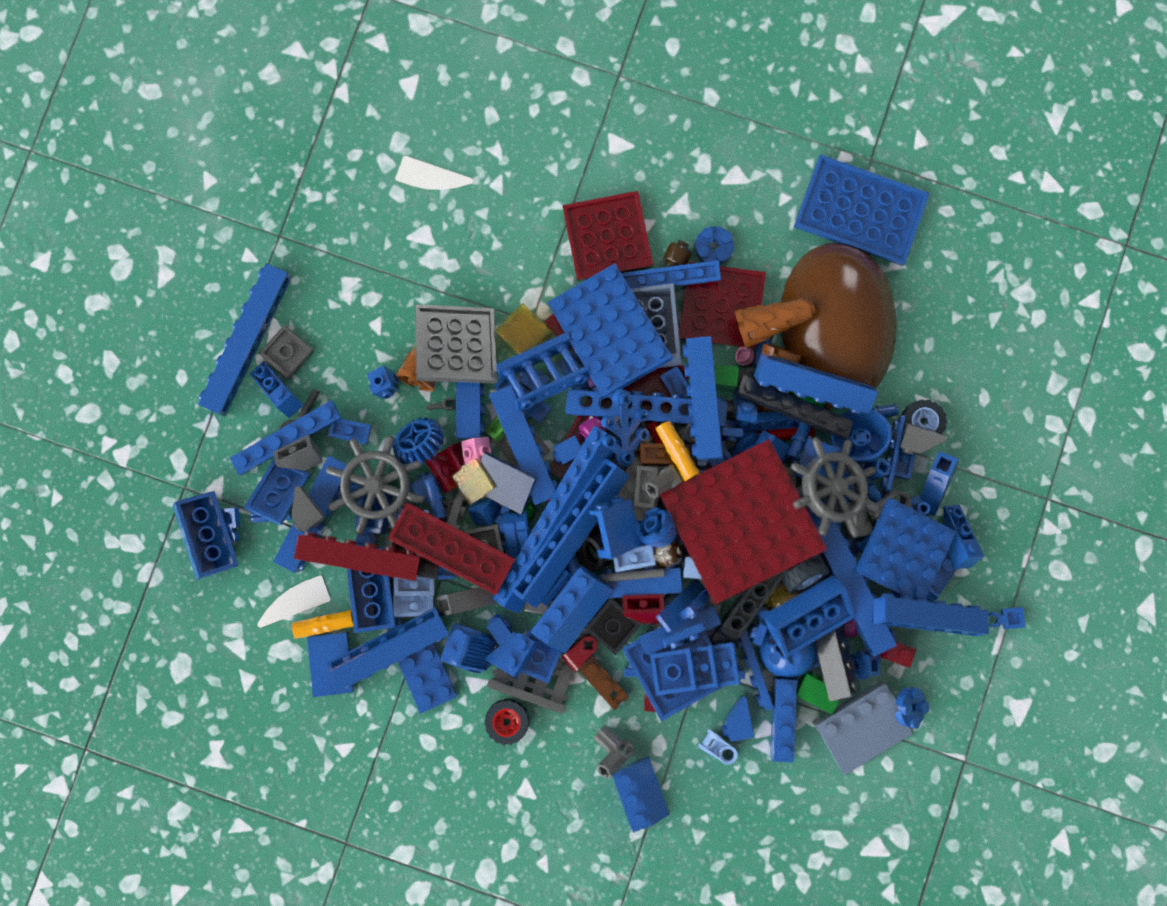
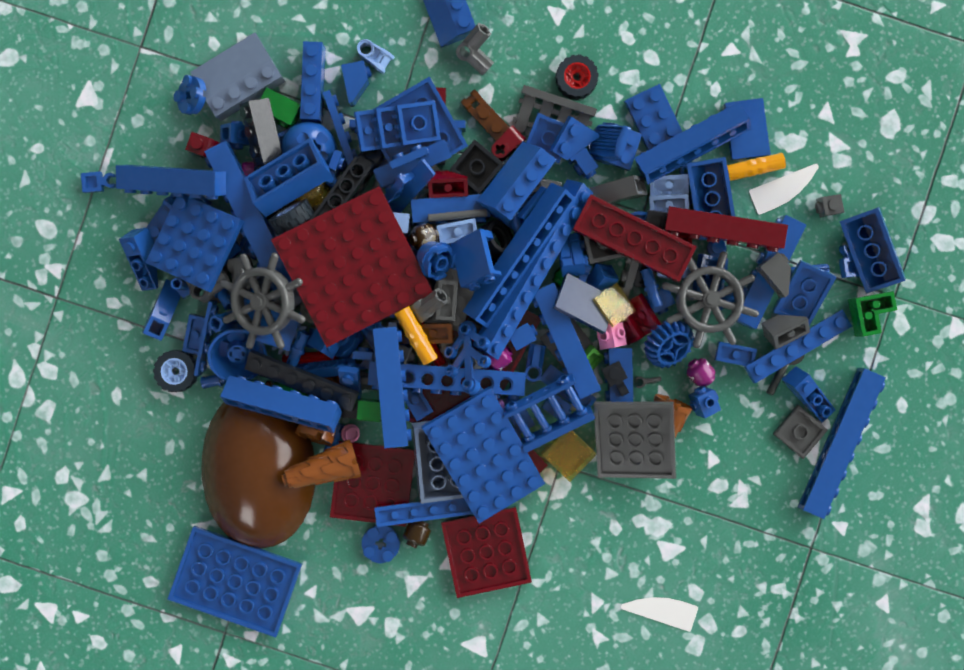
camera: 175 degrees right, 5 degrees up
(215, 471) = (866, 312): none -> green brick
(247, 582) = (829, 205): none -> dark grey bracket
(386, 413) = (700, 372): none -> magenta head
(473, 409) = (615, 375): none -> black plate
(555, 427) = (535, 360): none -> blue piece
(919, 439) = (179, 351): dark grey slope -> none

